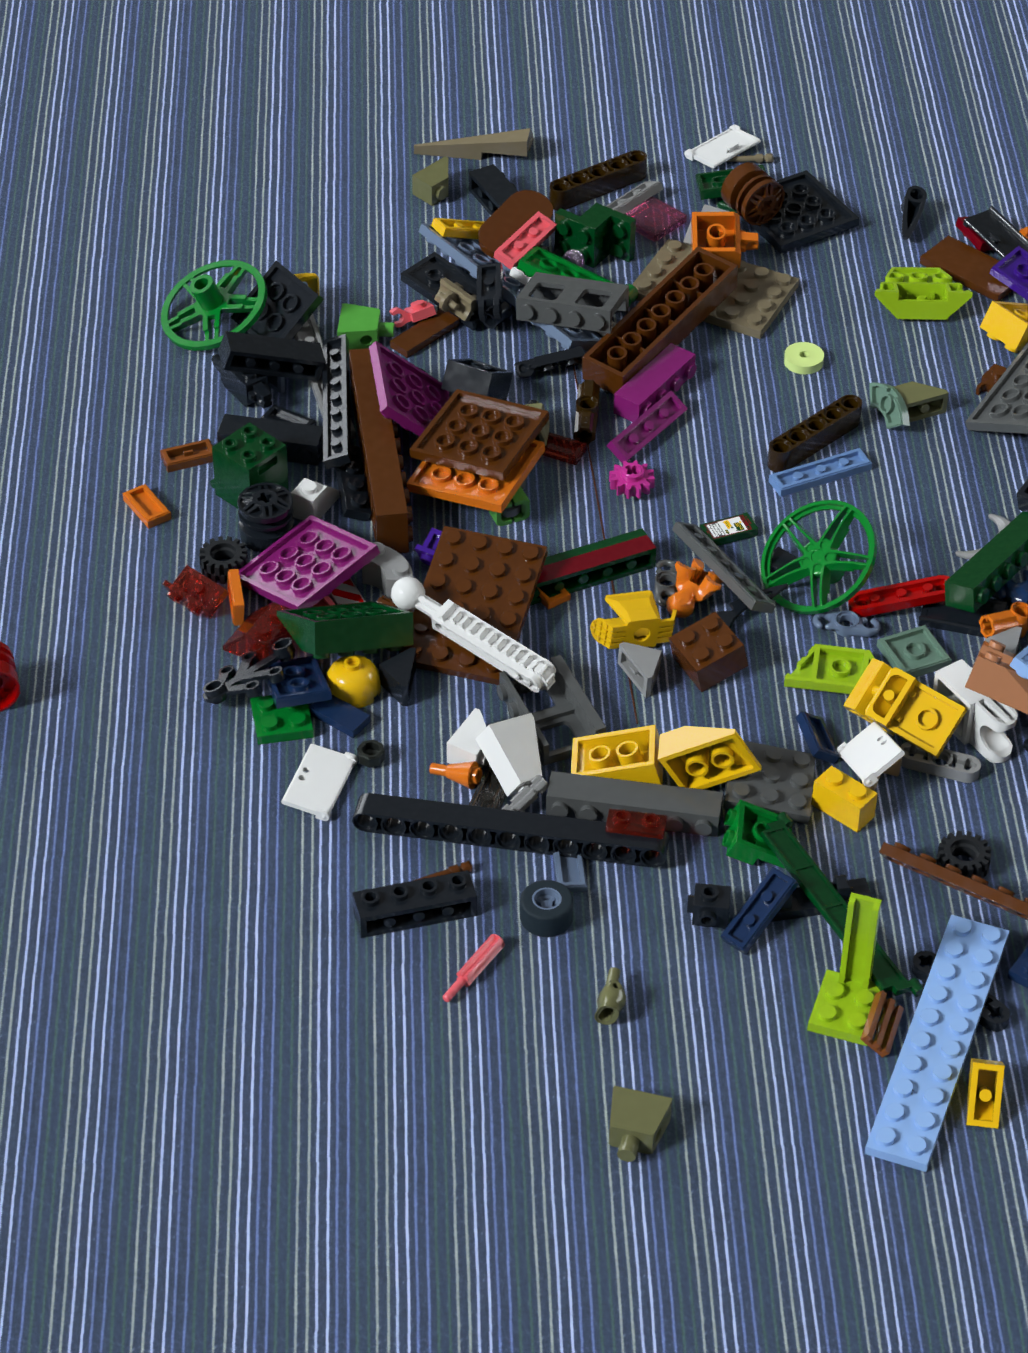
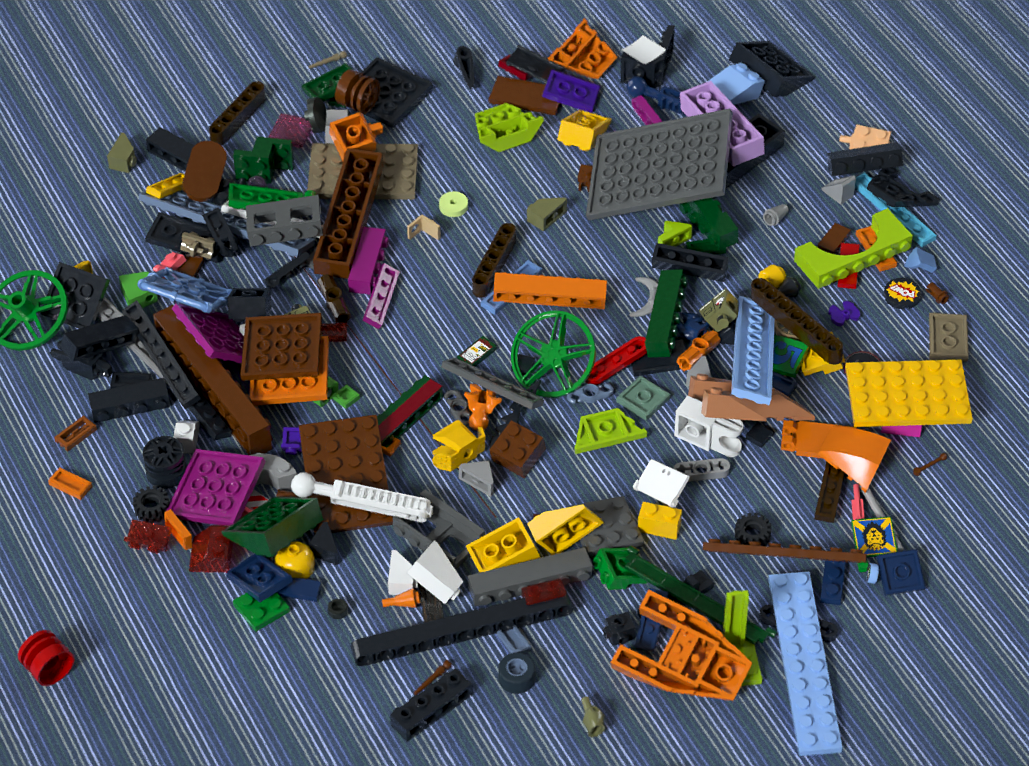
camera: 25 degrees left, 5 degrees up
(247, 459) = (131, 428): dark green container -> none
(250, 671) = (209, 603): black plant -> none
(322, 783) = (317, 646): white door -> none
(404, 338) = (185, 289): none -> medium blue plate
(475, 965) = (493, 731): coral axle -> none
(507, 143) = (155, 106): dark tan wedge -> none
(528, 794) = (459, 599): light grey axle -> none
(531, 234) = (220, 182): coral plate -> none
(535, 524) = (346, 396): none -> bright green tile
(631, 479) = (393, 339): dark pink gear -> none
(636, 196) = (266, 123): light grey tile -> none
(689, 200) = (316, 114): none -> pearl dark grey tile
(722, 147) = (307, 56): white door -> none
(750, 367) = (425, 224): none -> tan bracket
(784, 974) = (695, 659): none -> orange wedge
(817, 737) = (618, 483): dark blue tile -> none
(864, 488) = (550, 290): none -> orange brick
(885, 1028) = (765, 665): dark orange tile -> none
(890, 404) = (533, 220): sand green tile -> none
(905, 707) = (665, 442): yellow piece -> none
(985, 1093) = (850, 685): yellow slope -> none

